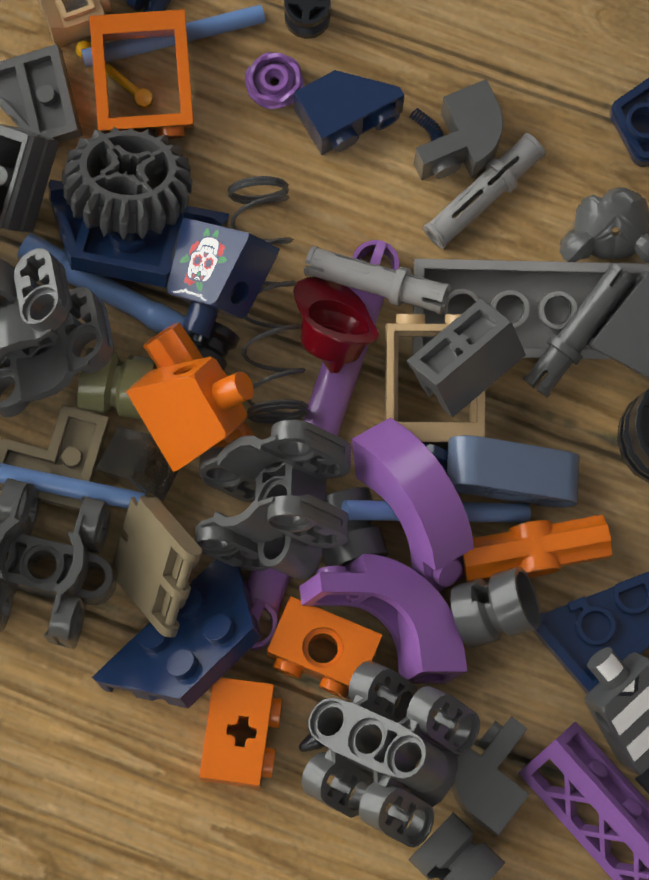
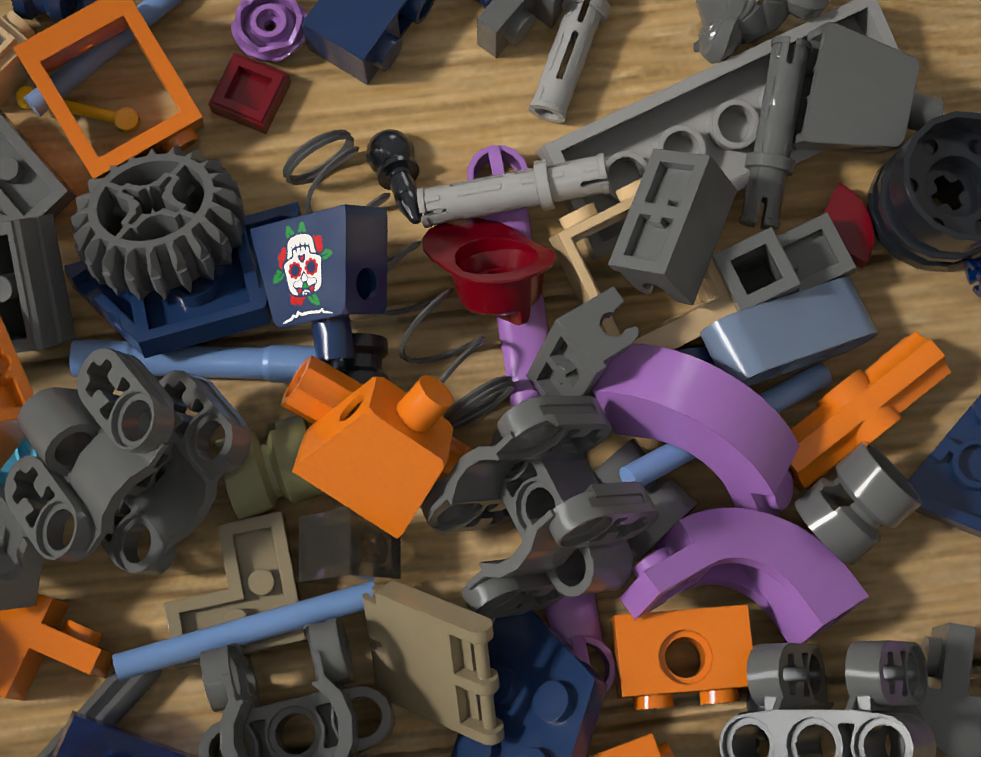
camera: 25 degrees left, 0 degrees up
(236, 121) = (249, 93): none -> dark red tile
(310, 216) = (392, 158): none -> black bar
(358, 405) = (579, 349): none -> dark grey hinge
(522, 419) = (780, 265): none -> dark grey brick
(598, 420) = (852, 223): none -> dark red tile

